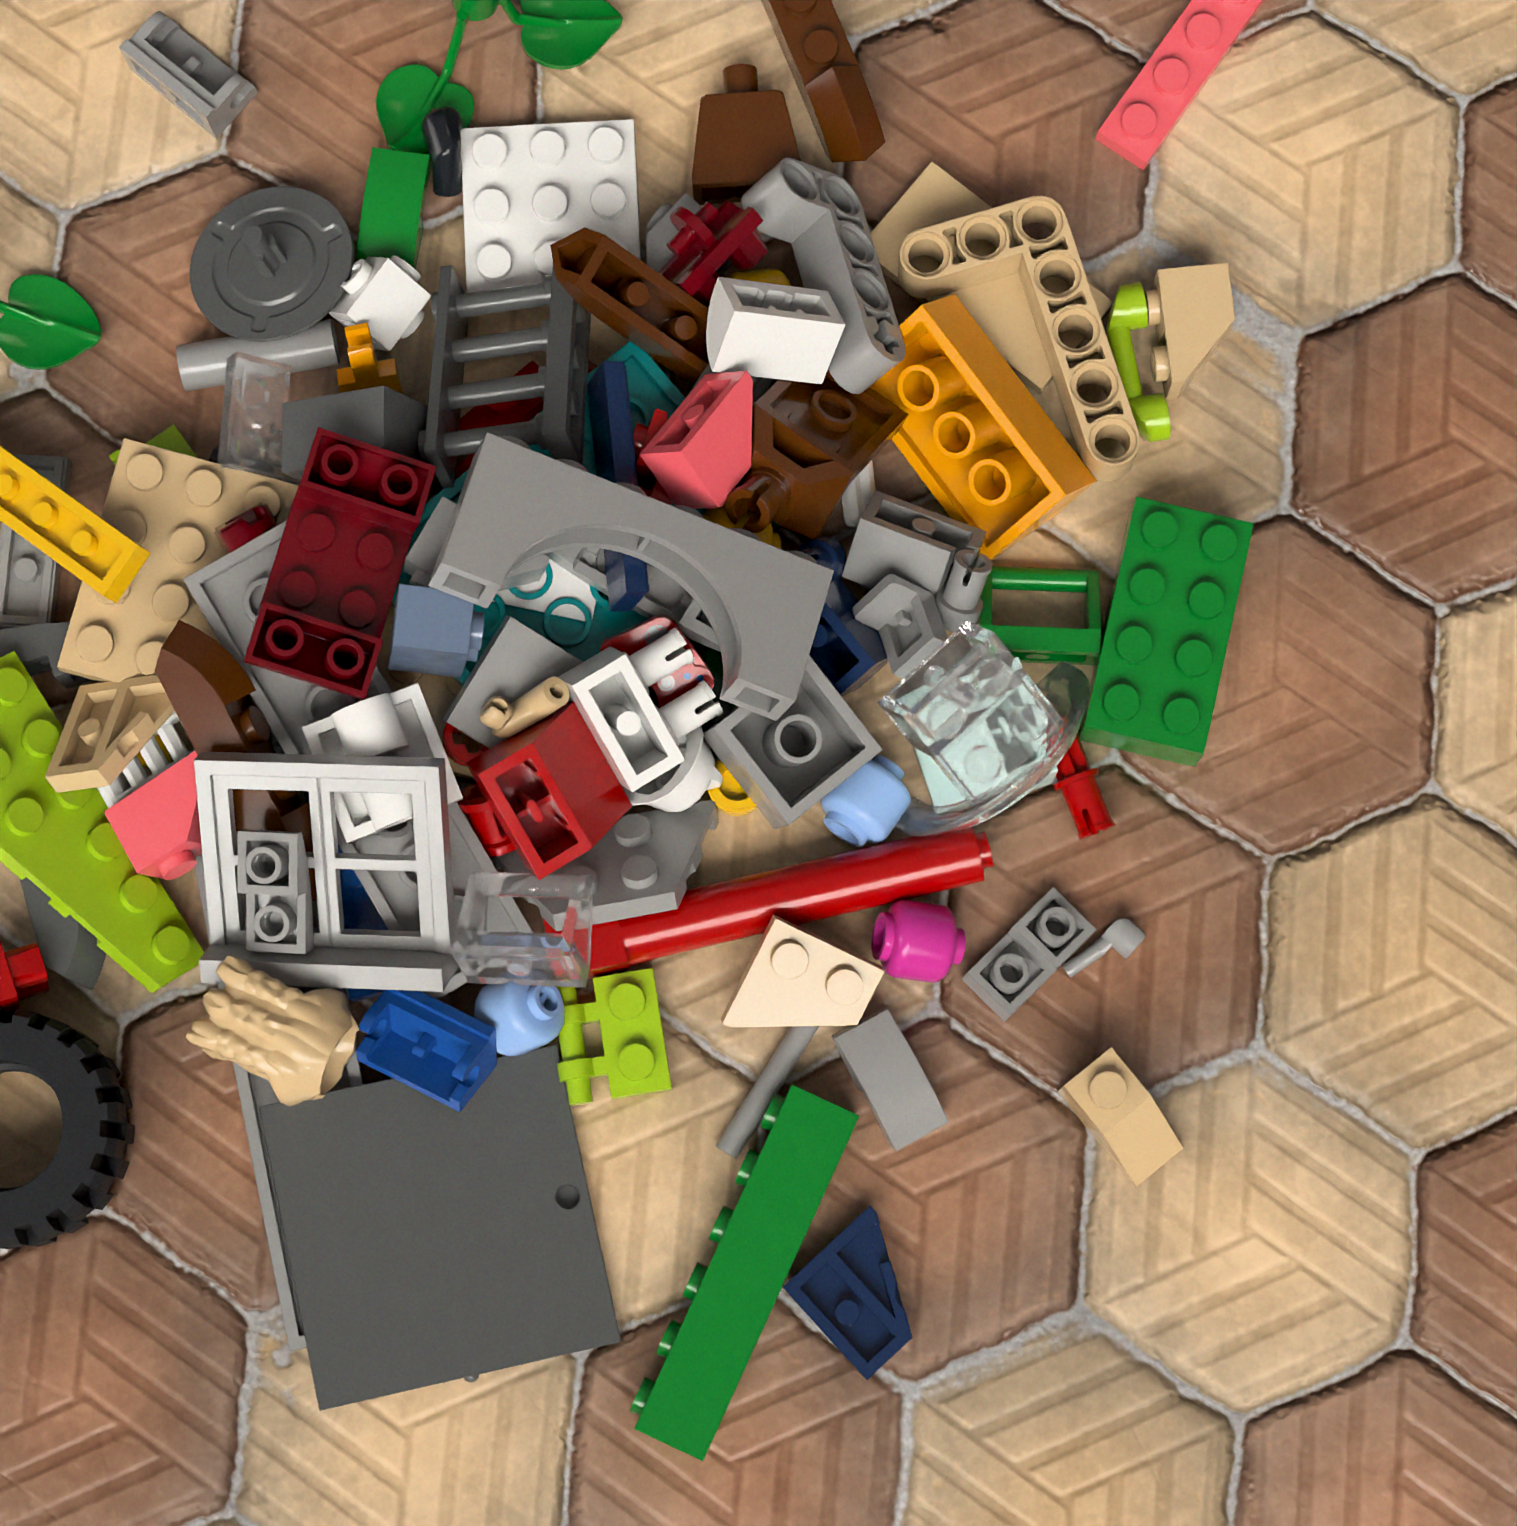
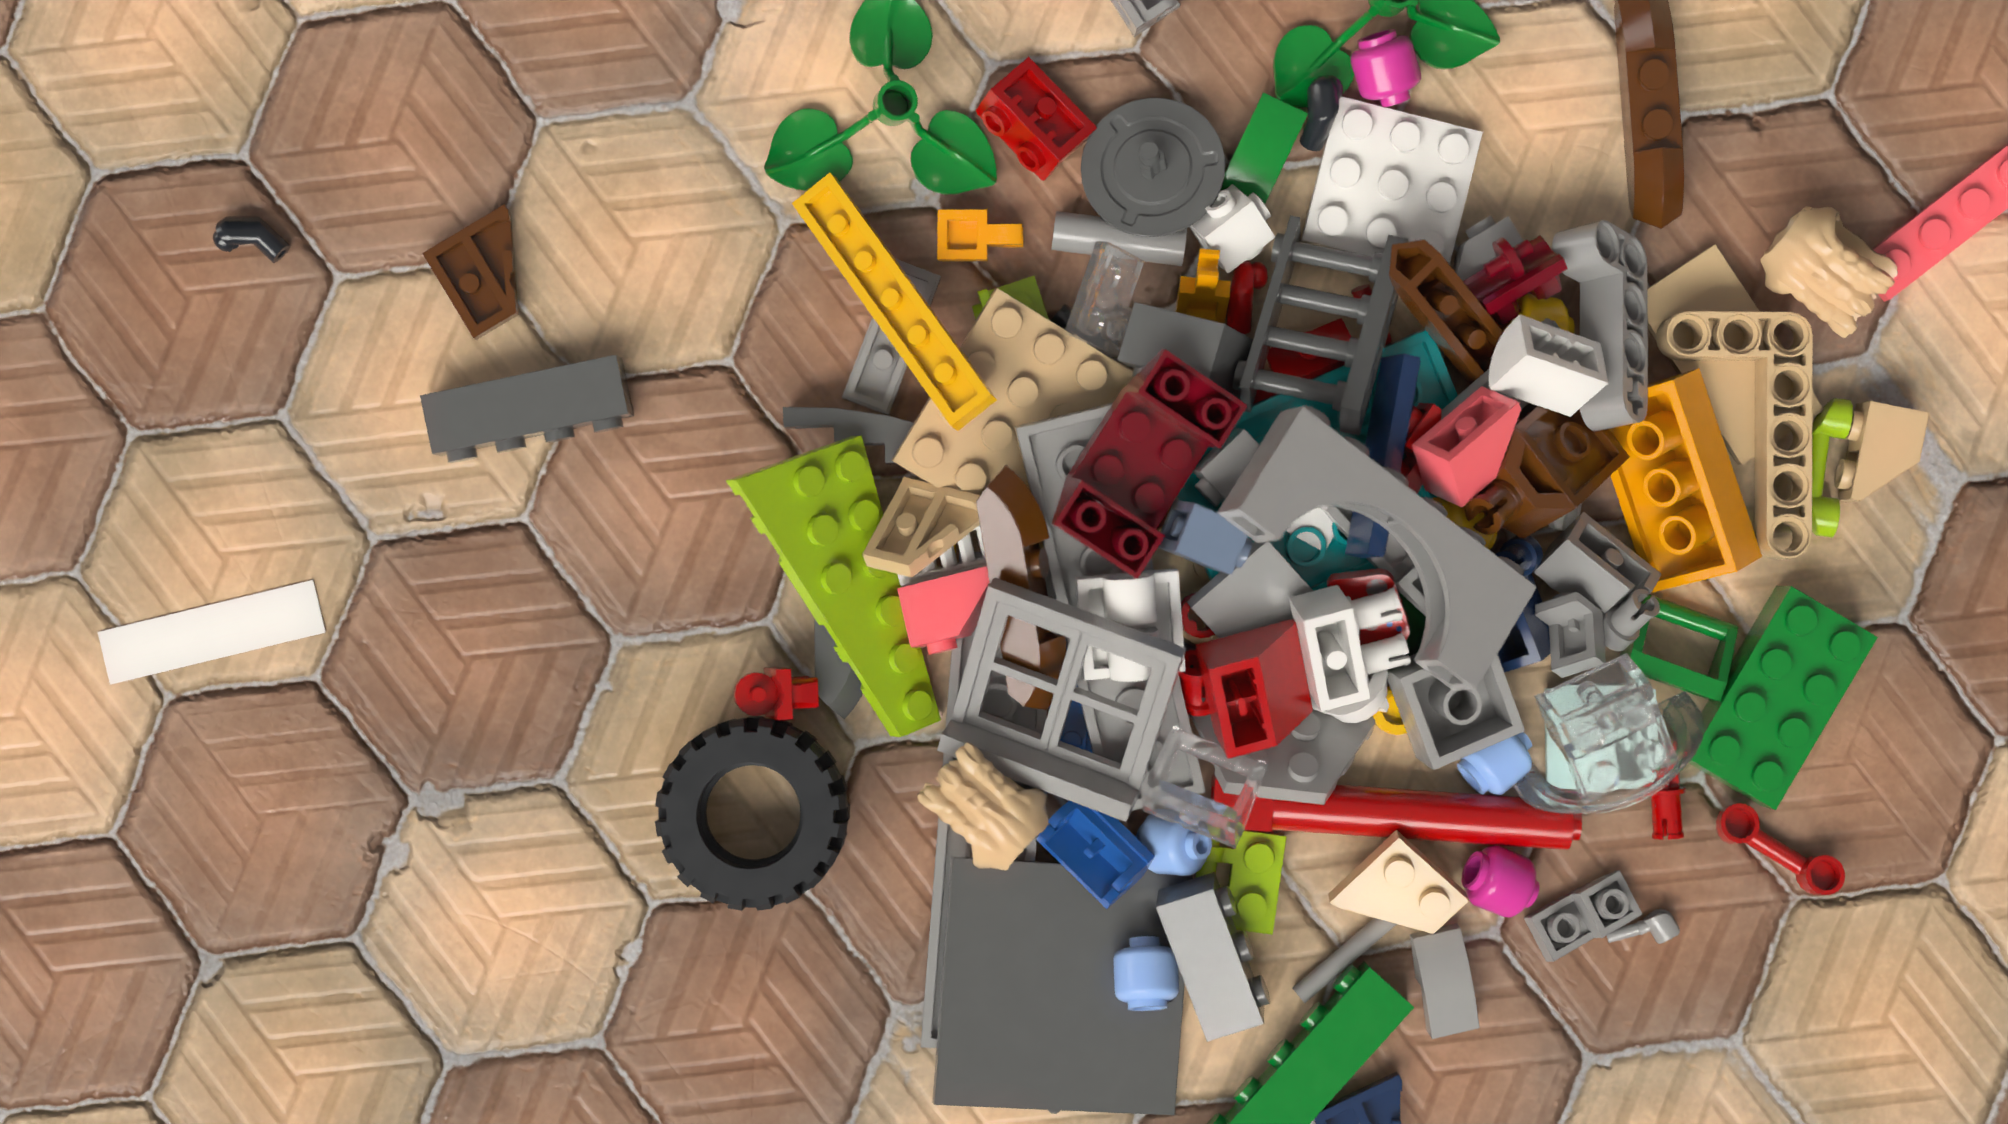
camera: 10 degrees right, 10 degrees up
(86, 401) = (966, 235): none -> light orange plate
(124, 254) = (1034, 118): none -> red bracket
(245, 527) = (1074, 397): dark red tile -> none
(277, 891) = (1018, 703): light grey slope -> none
(414, 373) = (1240, 305): none -> red arm
(502, 81) = (1385, 67): none -> dark pink head
(526, 710) = (1256, 617): tan arm -> none
(530, 1176) = (1145, 974): none -> light blue head
(603, 1130) = (1212, 956): none -> brick
(739, 137) = (1567, 180): reddish brown torso -> none
(1058, 140) = (1827, 268): none -> tan piece
(1121, 1116) = (1613, 1063): tan slope -> none
(1283, 823) = (1814, 874): none -> red bar

